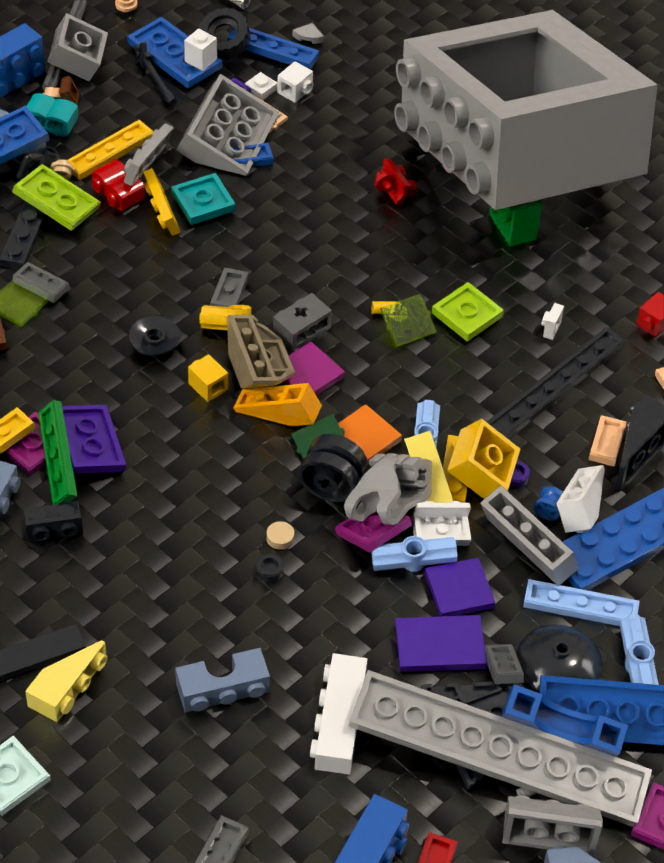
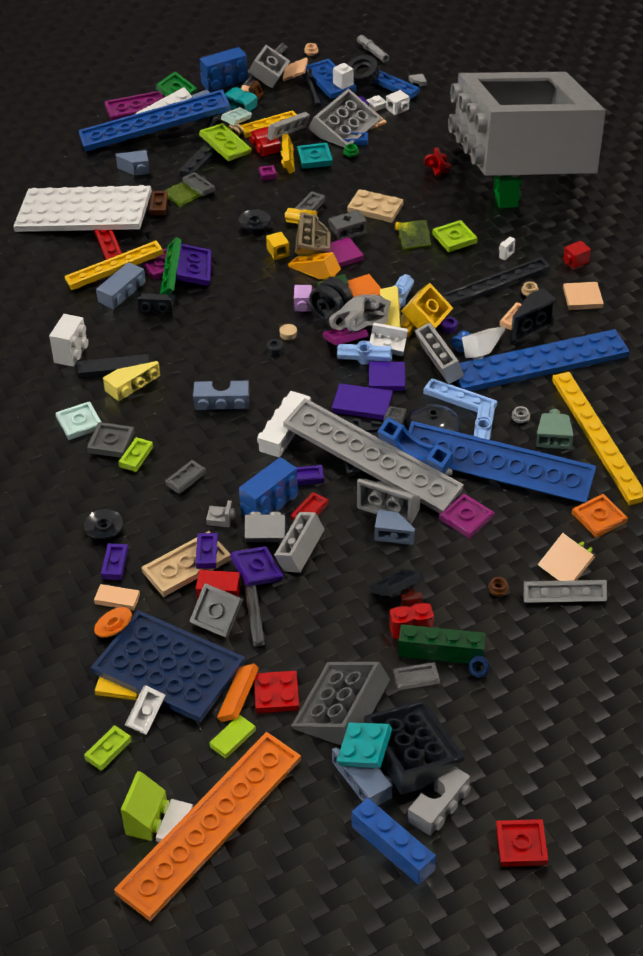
camera: 20 degrees right, 5 degrees down
(58, 147) = (236, 116): none -> light aqua tile
(75, 804) = (110, 439): none -> dark grey plate
(118, 43) = (295, 69): none -> light nougat piece
(126, 823) = (135, 454): none -> lime plate
(140, 241) = (267, 172): none -> magenta tile
(255, 179) = (351, 150): none -> green plate
(282, 469) = (301, 297): none -> lavender brick
(327, 275) = (375, 205): none -> tan plate
(413, 796) = (310, 475): none -> dark purple tile
(611, 388) = (528, 288): none -> tan plate

